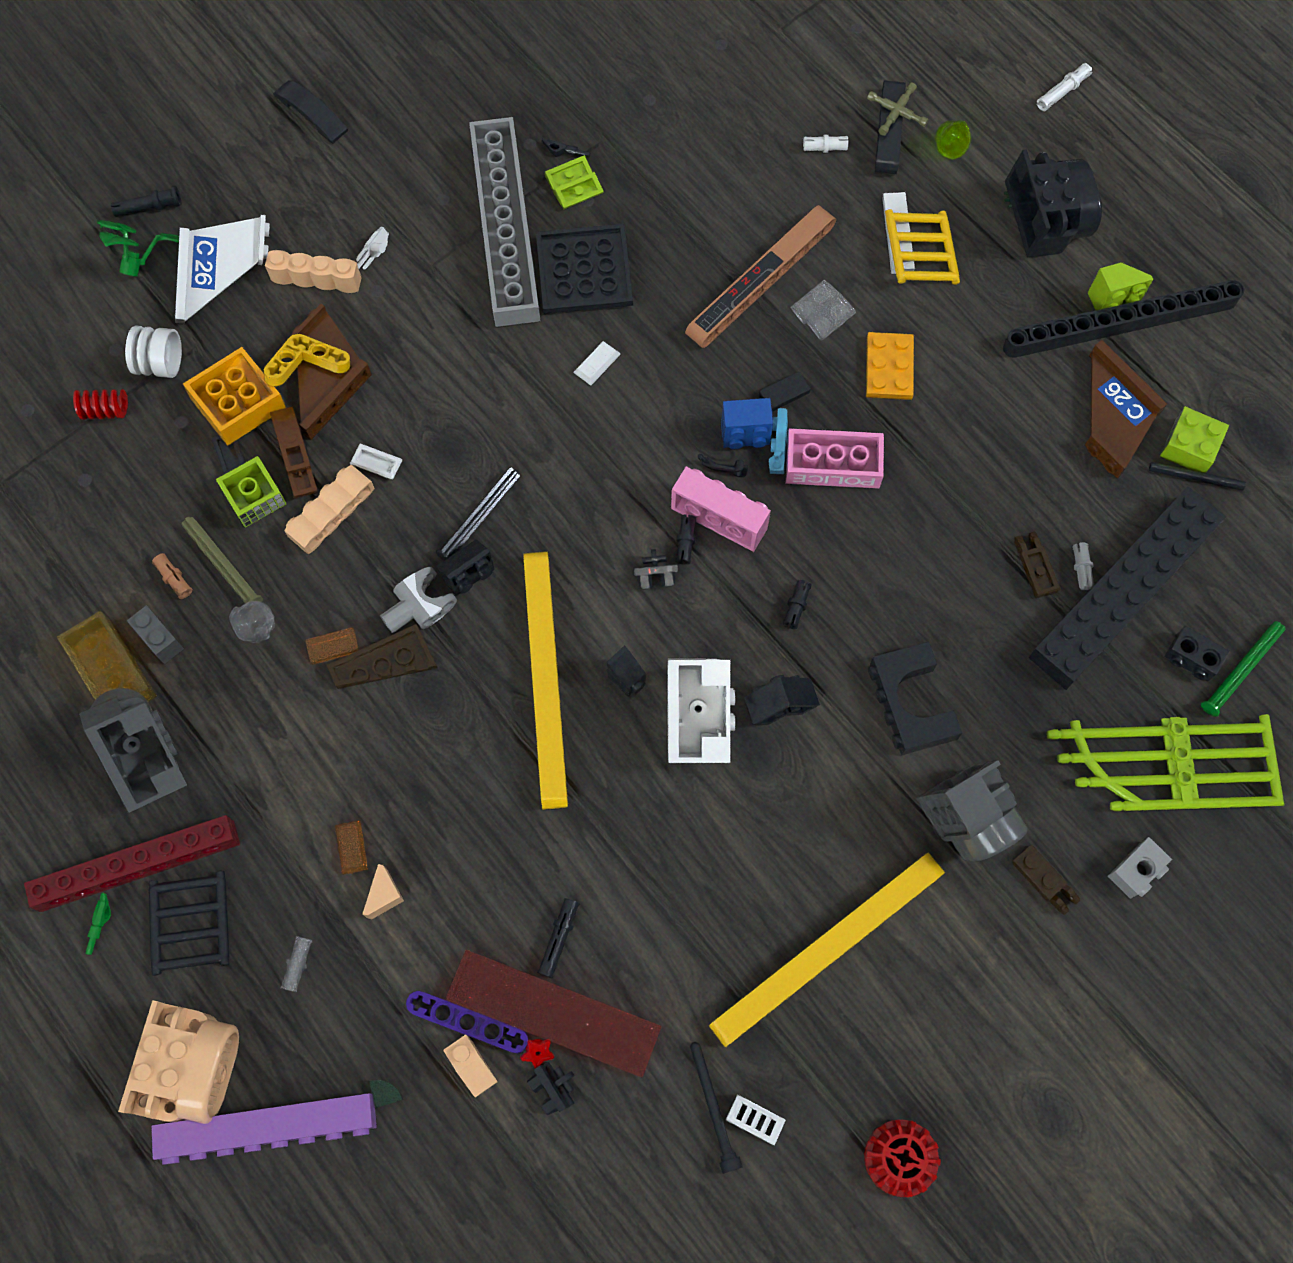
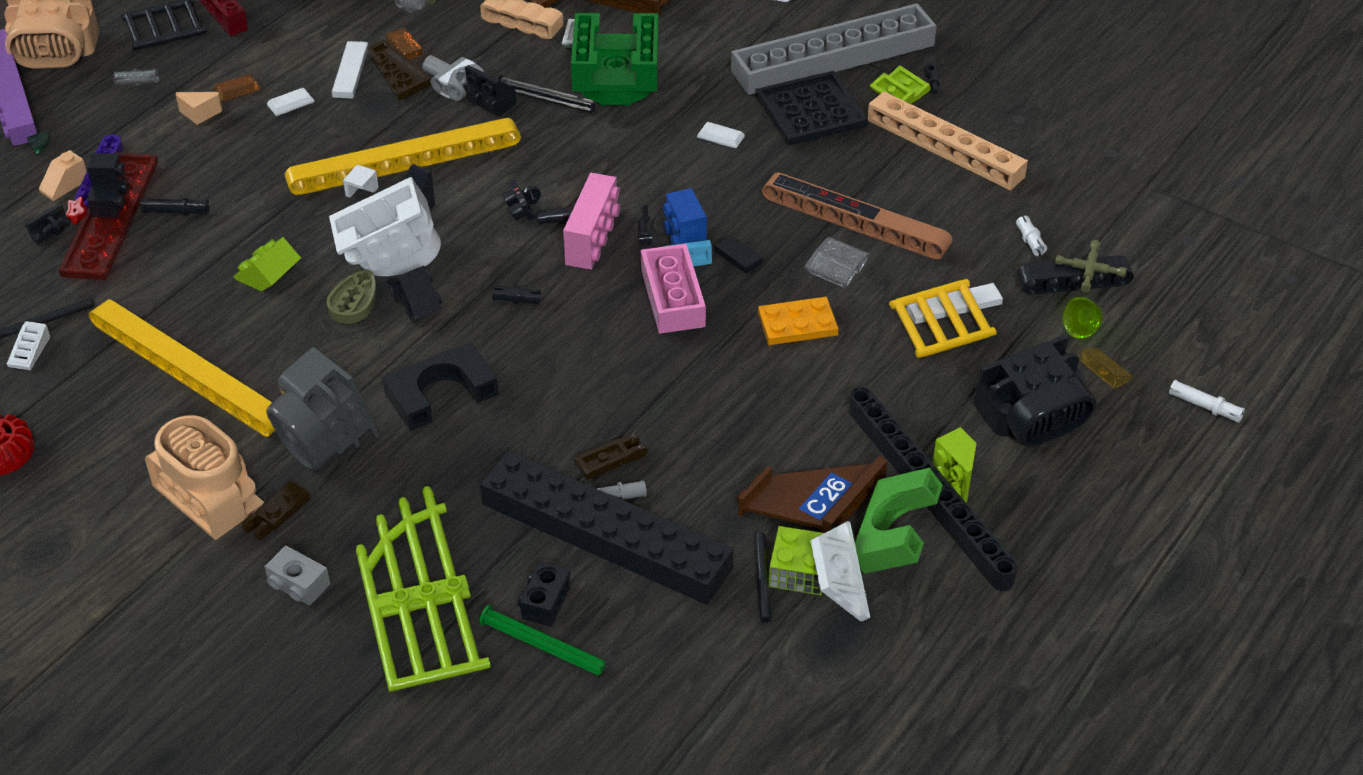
camera: 75 degrees right, 25 degrees down
(361, 712) = (350, 70): none -> white tile
(399, 788) = (290, 101): none -> white tile
(465, 404) = (615, 66): none -> green piece
(535, 1008) = (108, 185): none -> black brick
(580, 728) = (360, 178): none -> white panel
(673, 167) = (947, 140): none -> light nougat brick
(691, 846) = (267, 264): none -> lime slope
(754, 777) = (363, 290): none -> olive piece
(1005, 144) = (1105, 367): none -> clear yellow slope
(1012, 941) = (202, 474): none -> light nougat brick
(1194, 380) = (892, 497): none -> bright green arch
(1221, 409) = (840, 570): none -> white wing

